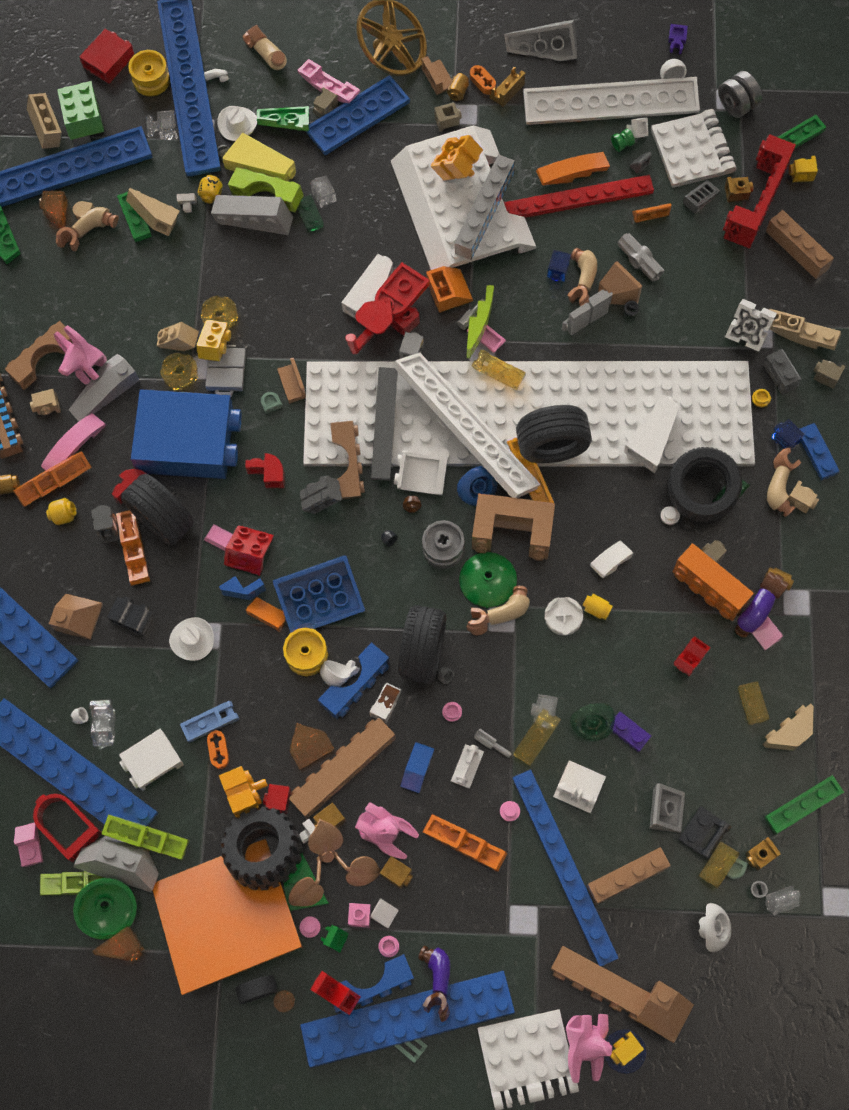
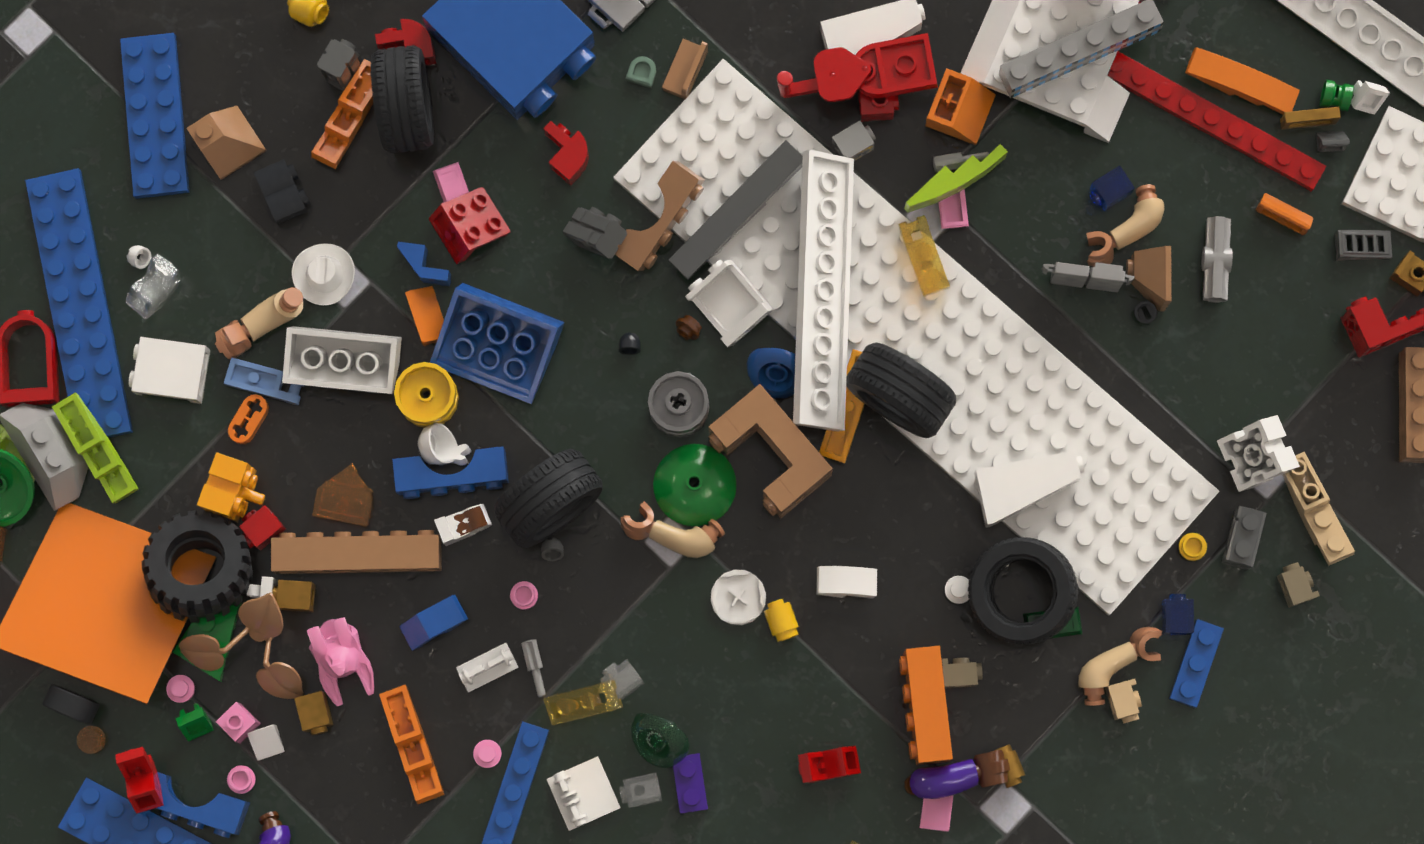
camera: 45 degrees right, 10 degrees up
(181, 683) = (262, 319): none -> piece
(242, 672) = (341, 359): none -> white slope
(609, 756) = (641, 790): none -> clear brick
(621, 159) = (1310, 118): none -> pearl gold tile

